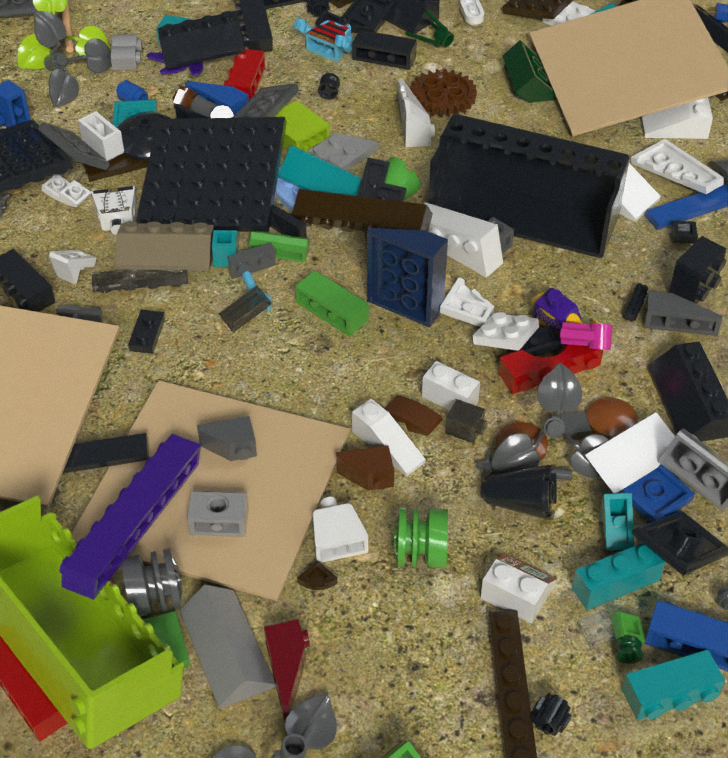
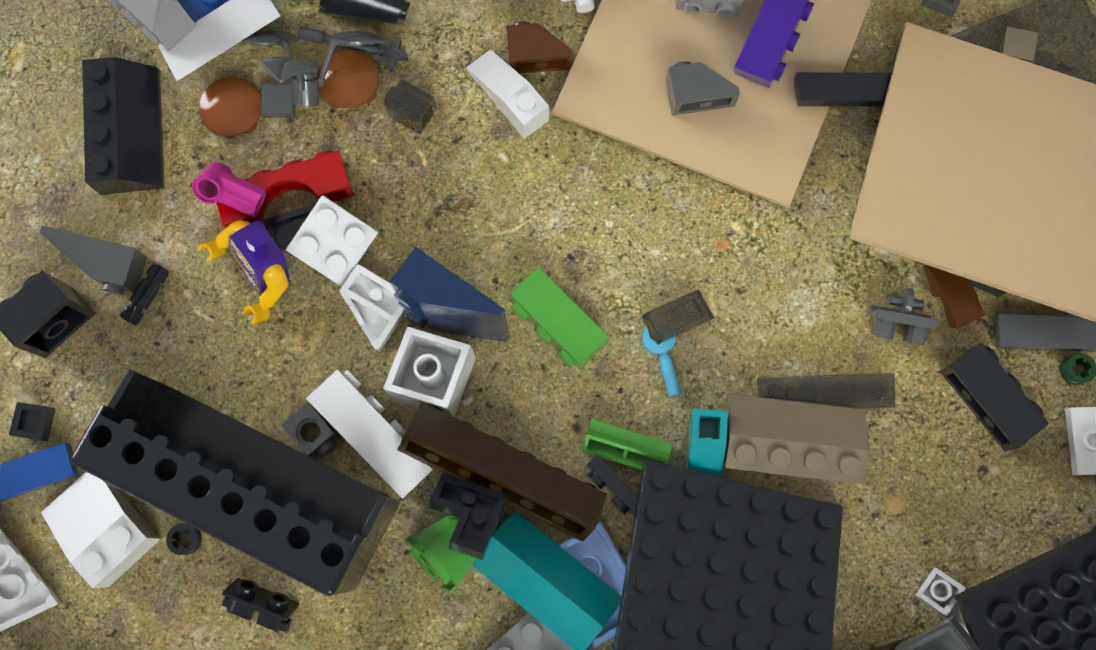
camera: 175 degrees left, 30 degrees up
(70, 262) = (927, 426): white slope -> none
(115, 207) = (874, 542): white torso -> none
(146, 331) = (809, 299): black plate -> none
(251, 260) = (654, 415): dark grey plate -> none
(415, 415) = (474, 126): reddish brown slope -> none
(445, 385) = (420, 152): white brick -> none

